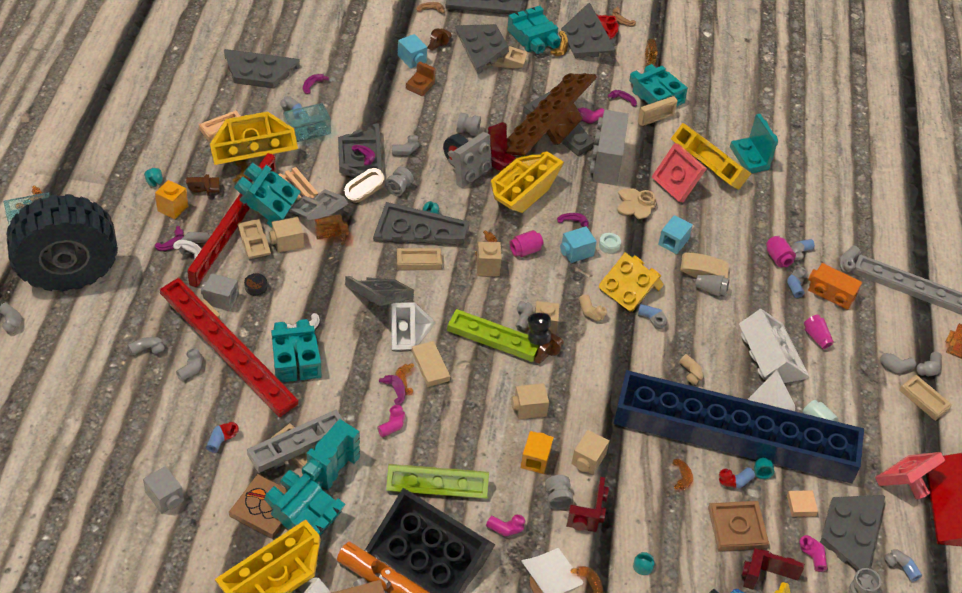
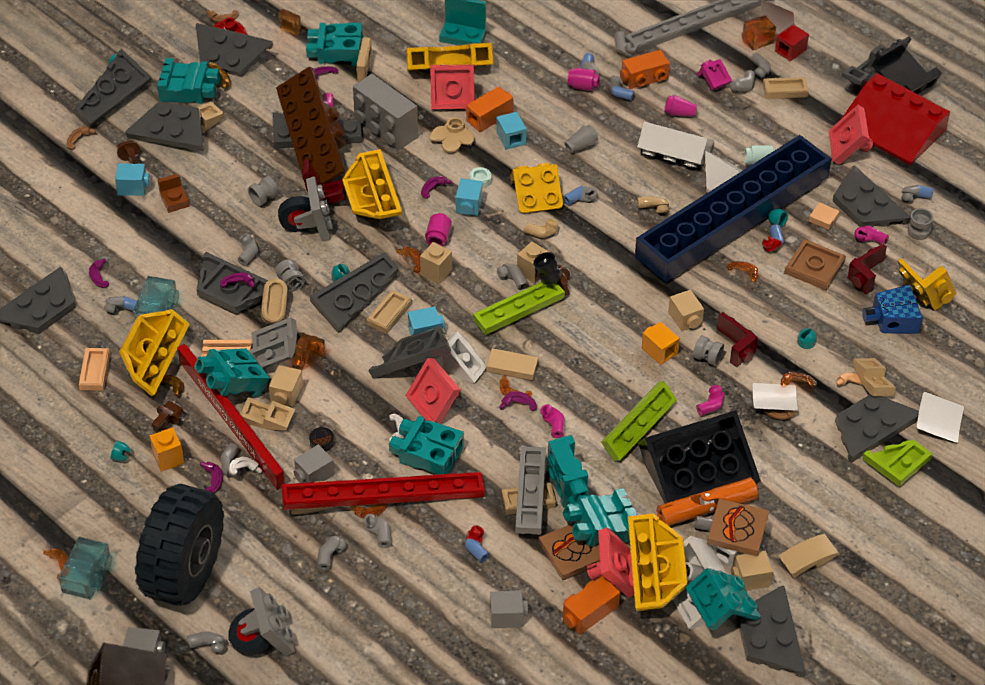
camera: 50 degrees left, 0 degrees up
(40, 341) = (260, 626): none -> light grey plate
(206, 351) = (376, 510): none -> clear orange piece
(208, 547) = (590, 605): none -> orange brick
(256, 532) = (614, 562): none -> coral tile
(348, 325) = (433, 391): none -> coral tile
(423, 284) = (424, 320): none -> medium azure brick
(530, 401) = (607, 318): tan brick -> none
(687, 208) = (484, 111): none -> orange brick
(699, 264) = (557, 133): tan slope -> none
(881, 336) = (715, 74): none -> dark pink bracket

